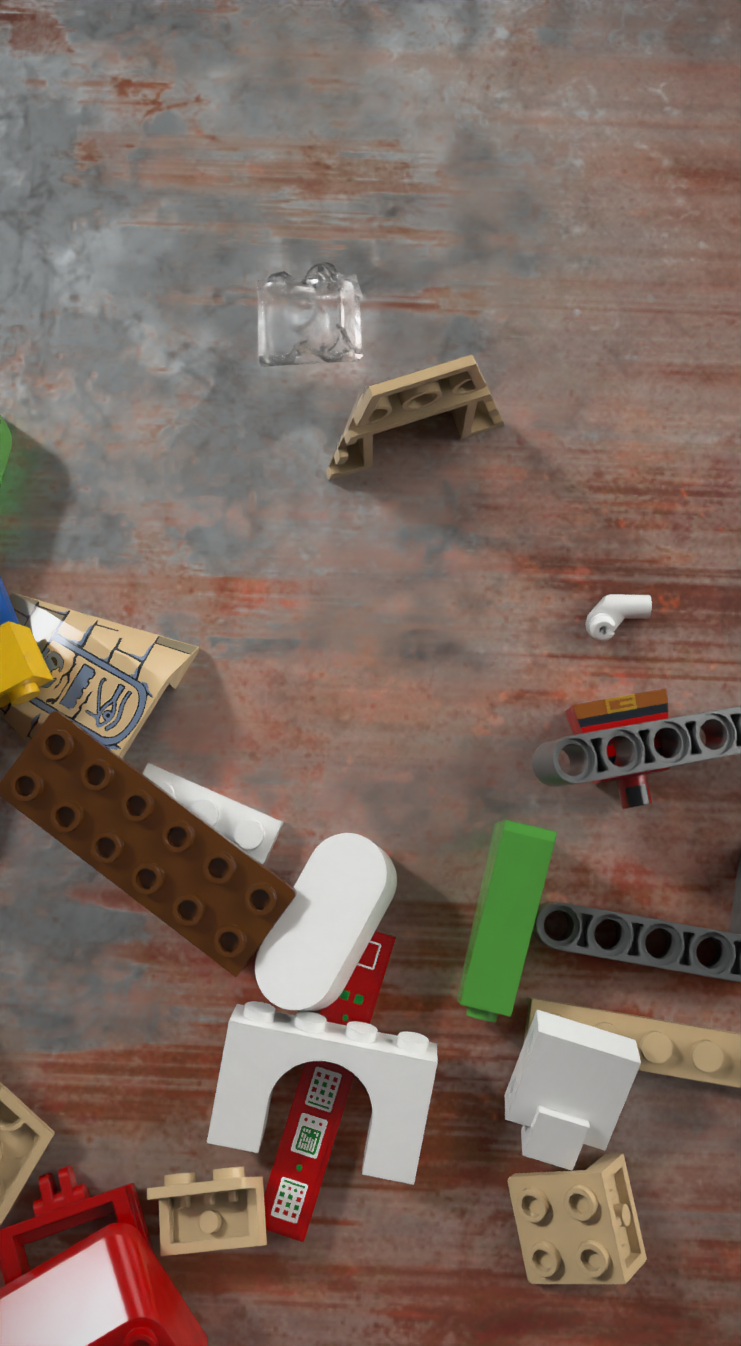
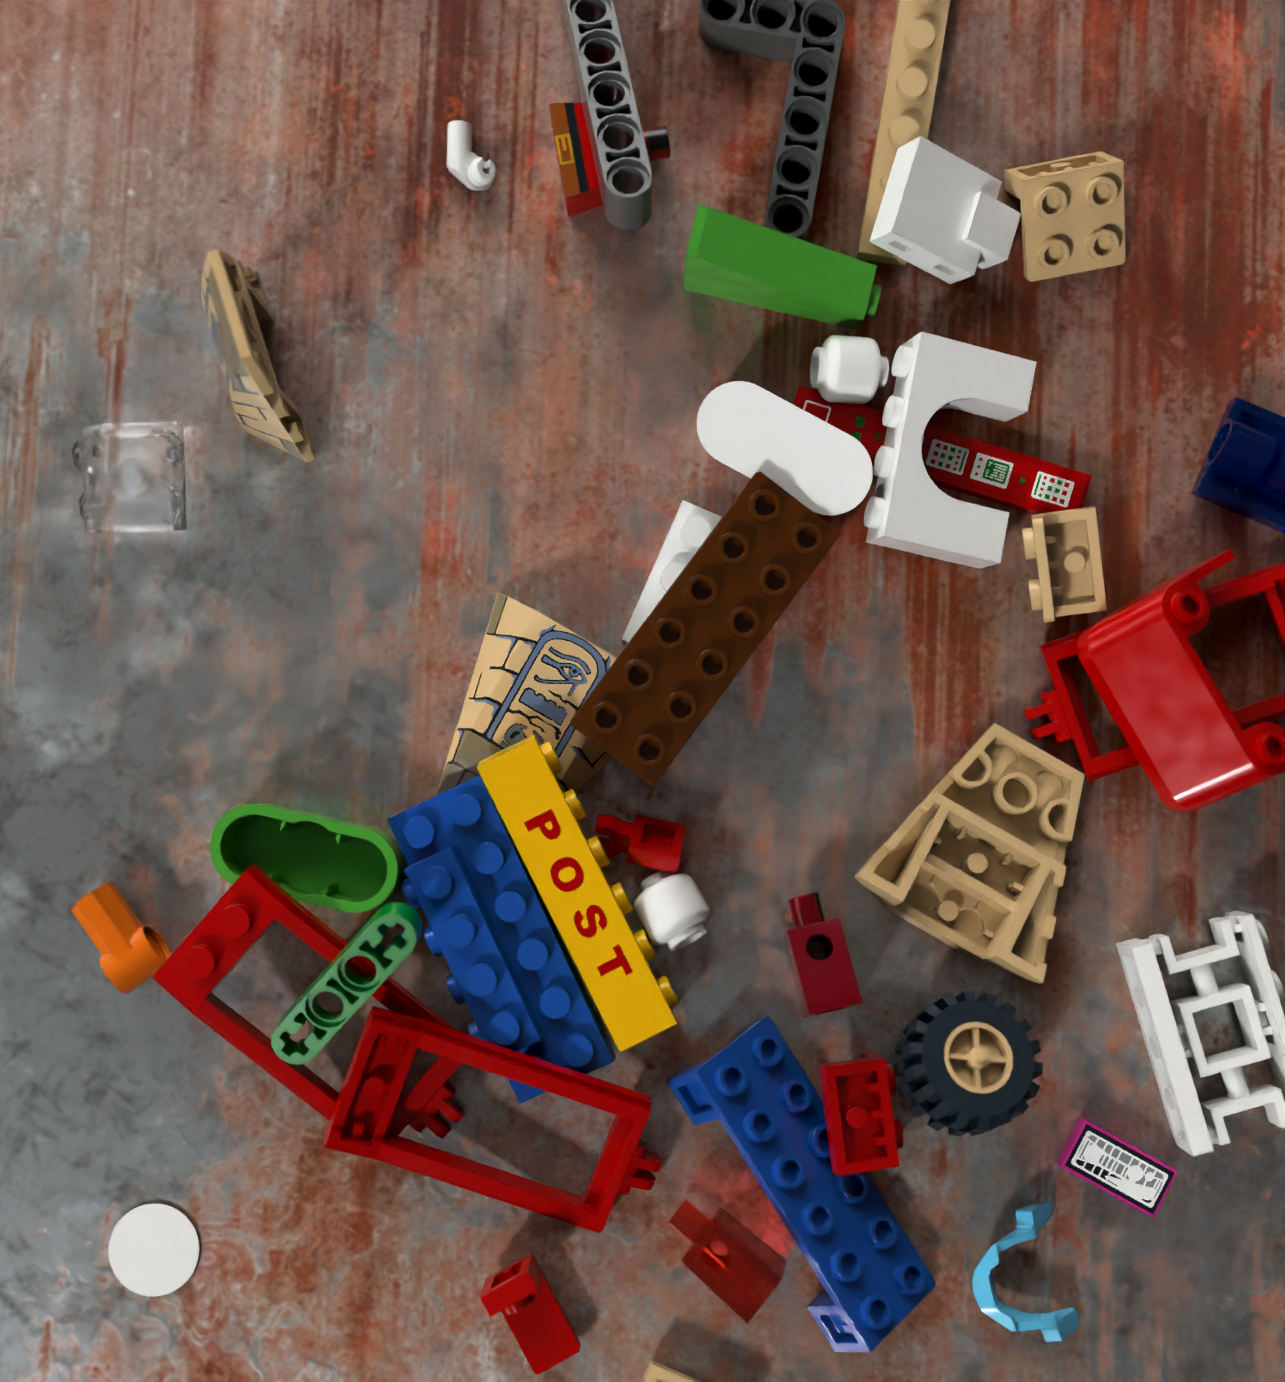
camera: 90 degrees left, 5 degrees up
(409, 987) = (848, 369): none -> white head

